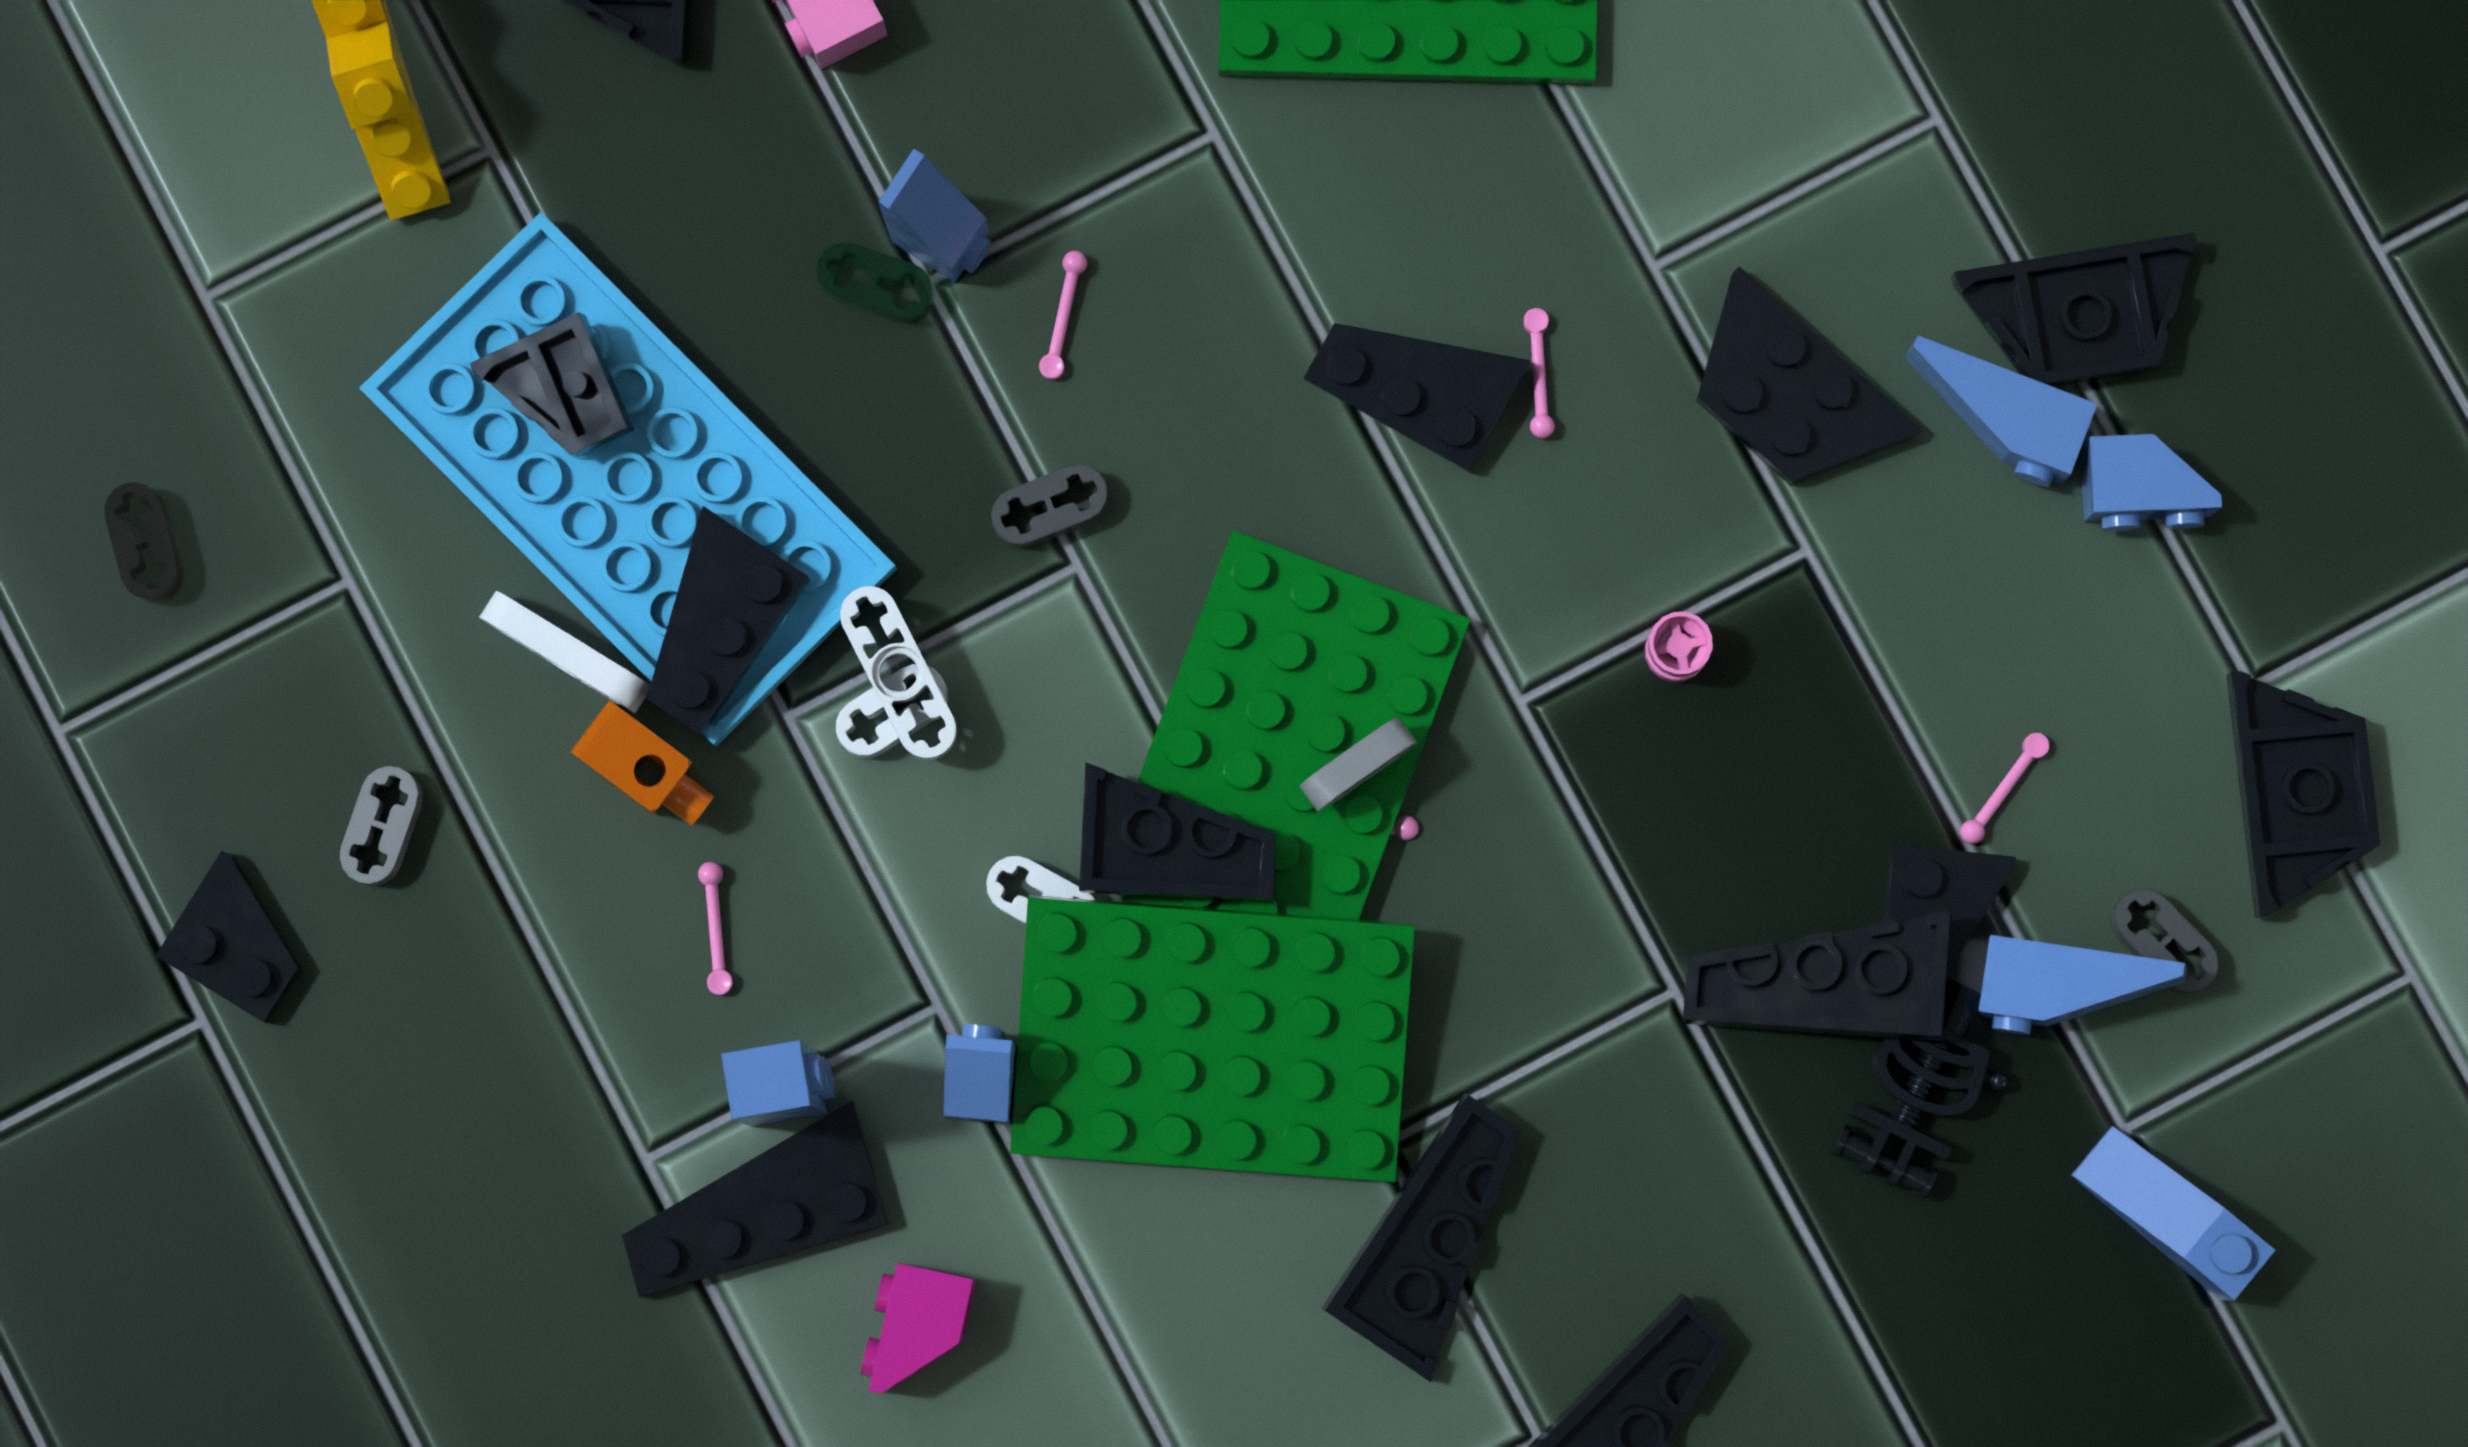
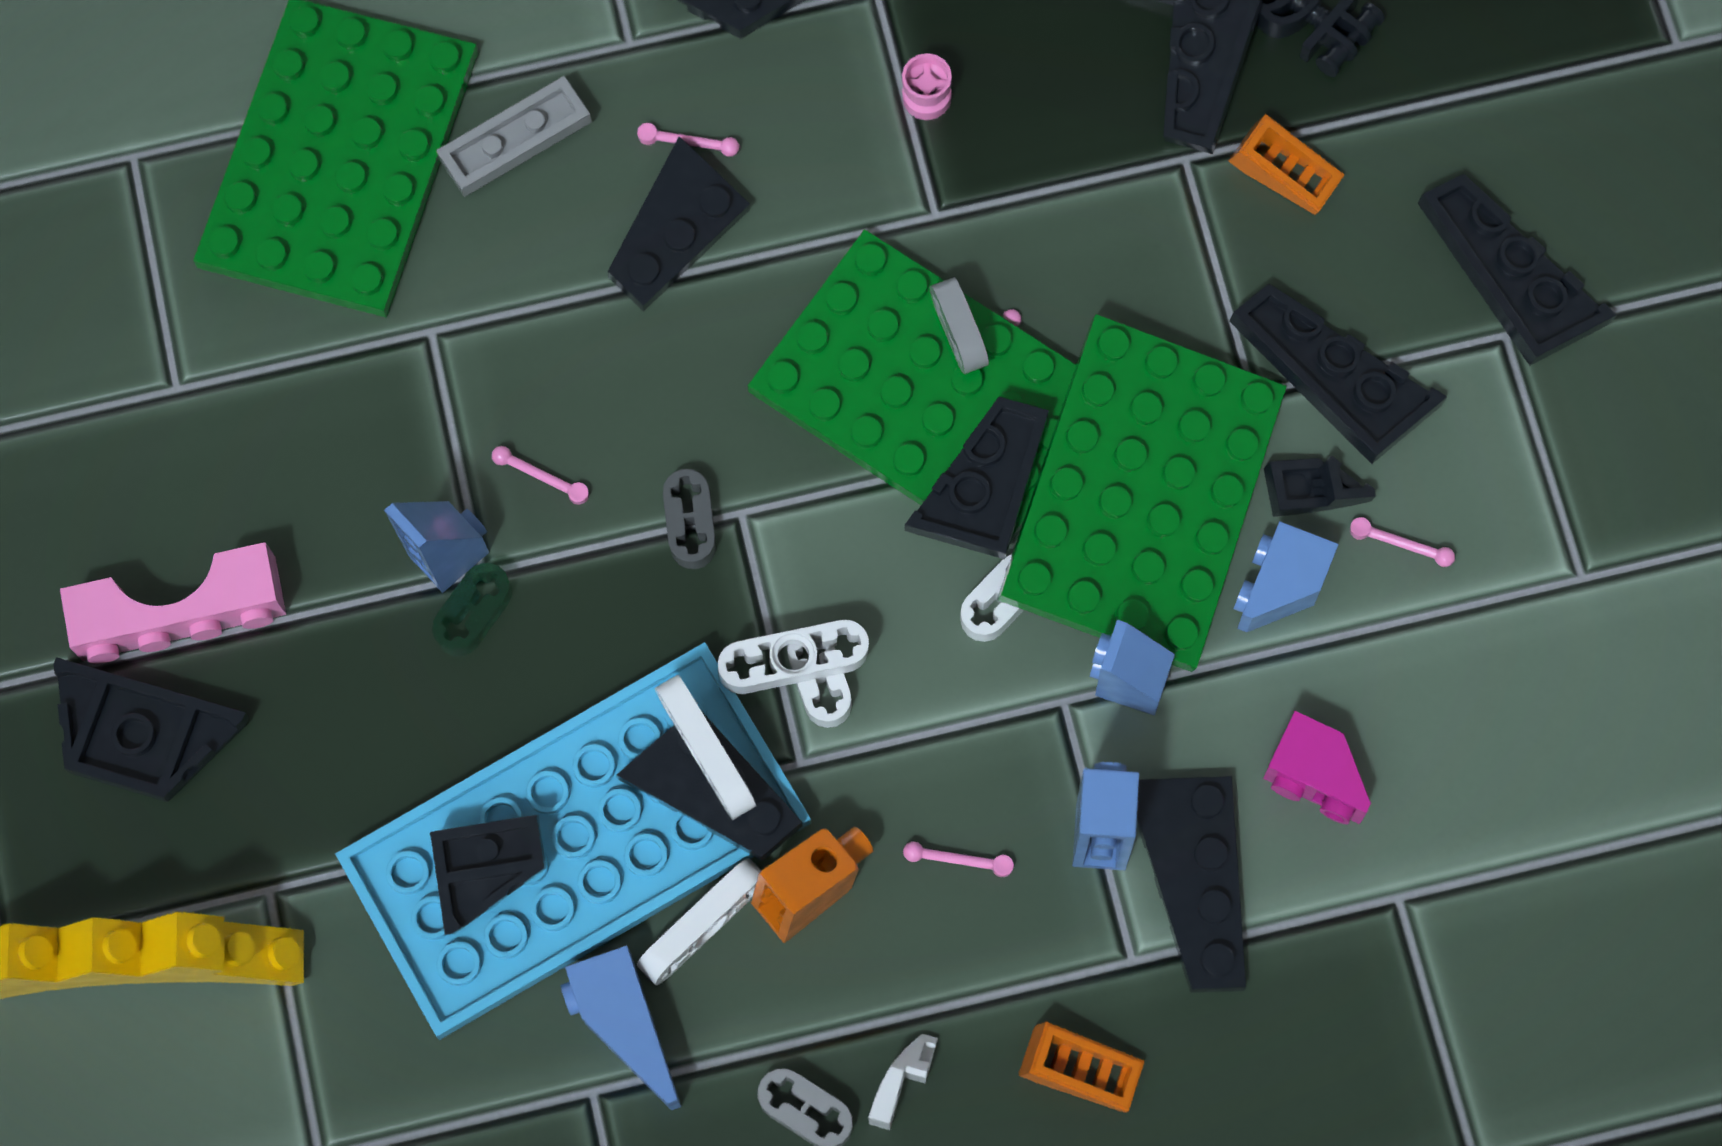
camera: 75 degrees left, 10 degrees down
(432, 588) = (616, 1010): none -> medium blue slope
(457, 934) = (910, 1064): none -> white slope
(513, 1074) = (1036, 1053): none -> orange slope
(747, 598) = (705, 747): none -> white beam
(1147, 1237) = (1289, 576): none -> medium blue slope
(1240, 1314) = (1361, 529): none -> bright pink hinge
(1276, 1241) = (1312, 486): none -> black slope
(1484, 160) = (514, 136): none -> light grey plate
(1712, 1067) = (1277, 179): none -> orange slope

